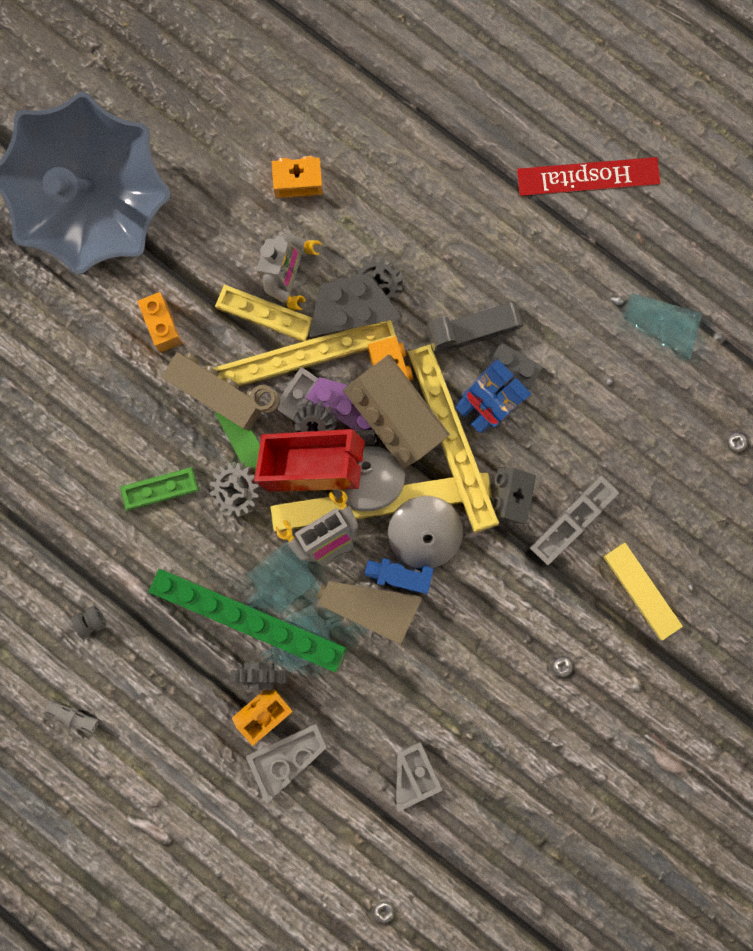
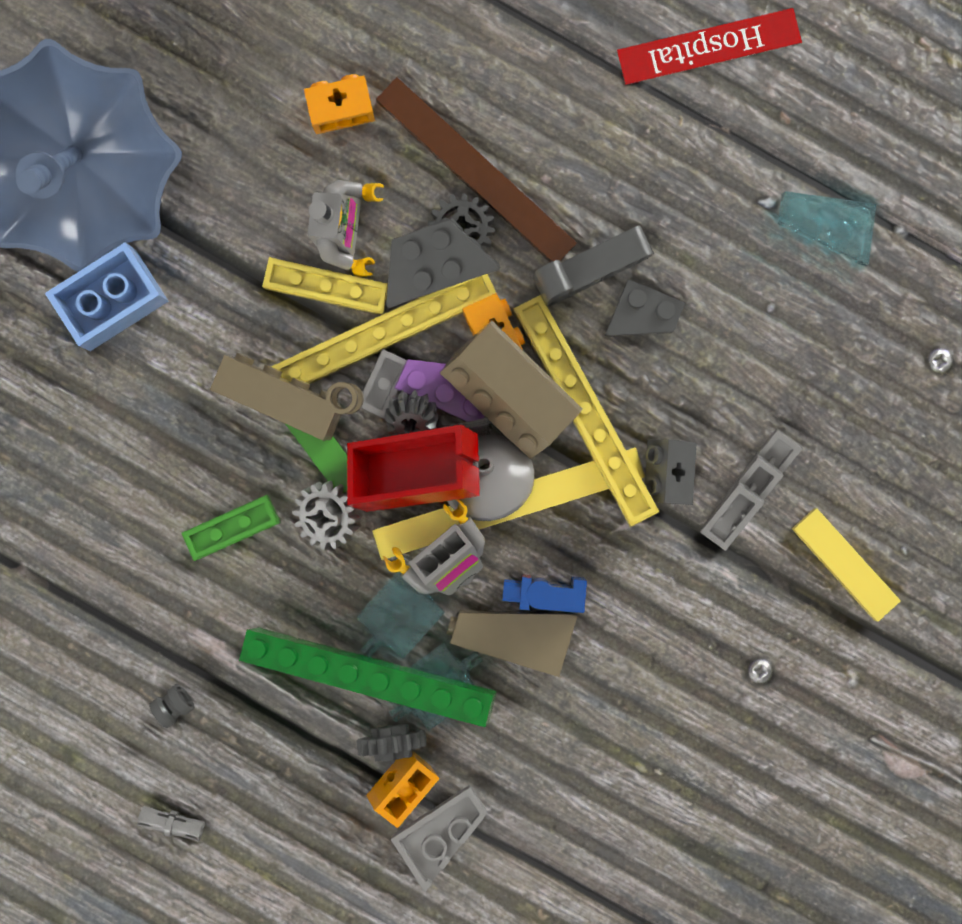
camera: 10 degrees left, 5 degrees up
(93, 295) = (106, 297): none -> light blue brick
(159, 322) = (196, 318): light orange brick -> none
(394, 243) = (475, 171): none -> reddish brown tile
(414, 777) = (599, 832): light grey wing -> none
(422, 517) = (559, 519): light grey dish -> none
(490, 405) = (628, 350): blue hips -> none

